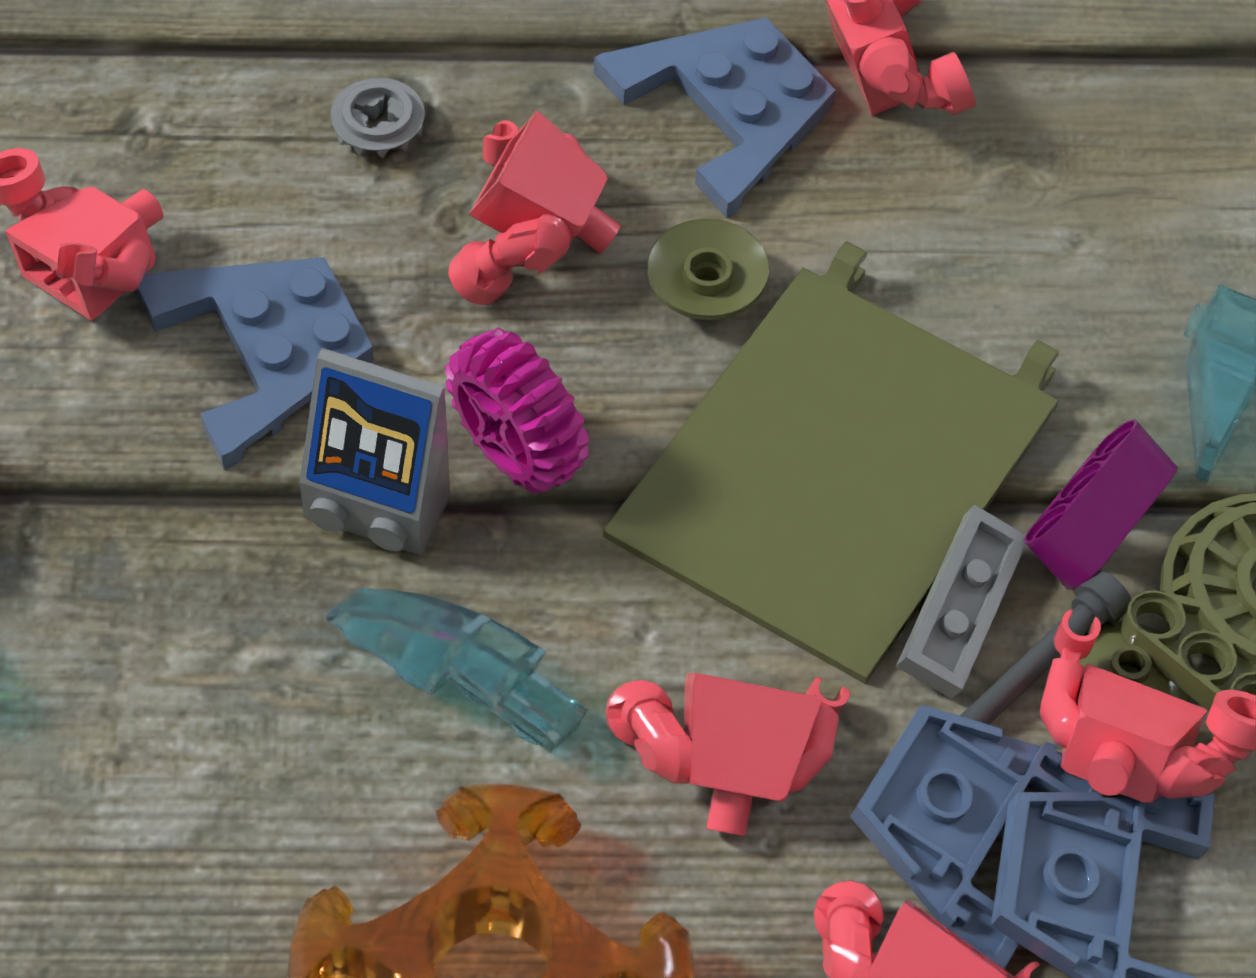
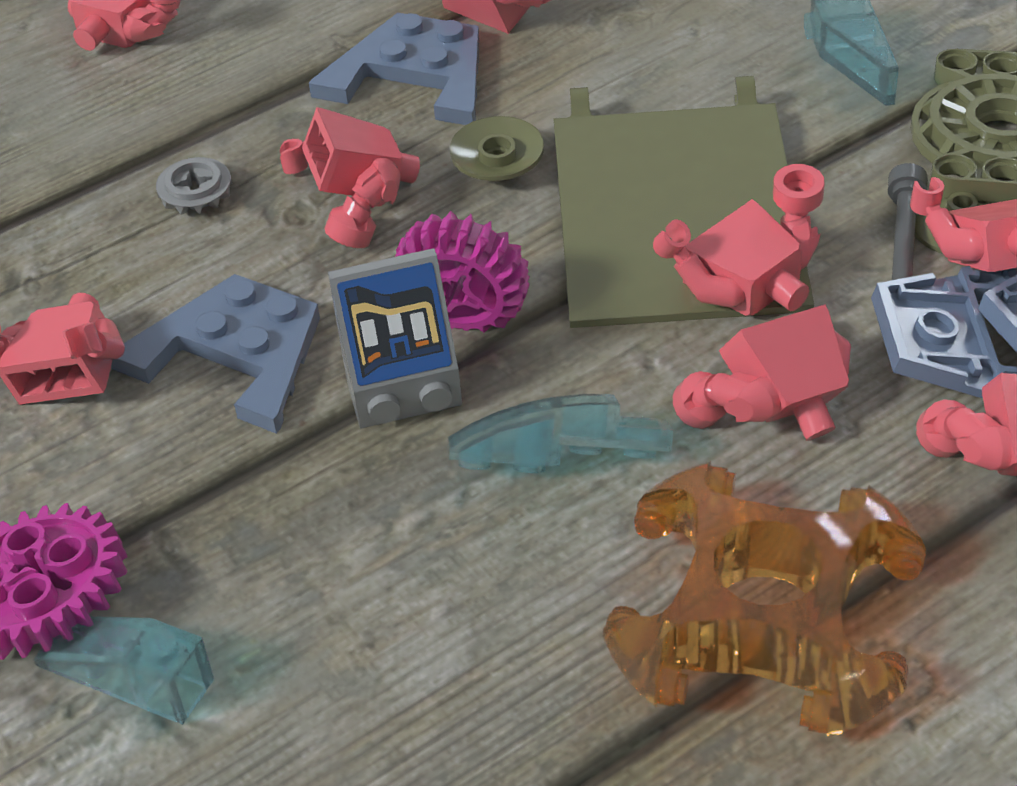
camera: 30 degrees left, 10 degrees down
(825, 577) = (748, 254): none -> coral torso
(962, 602) = (842, 245): light grey plate -> none
(1100, 504) = (859, 136): magenta beam -> none

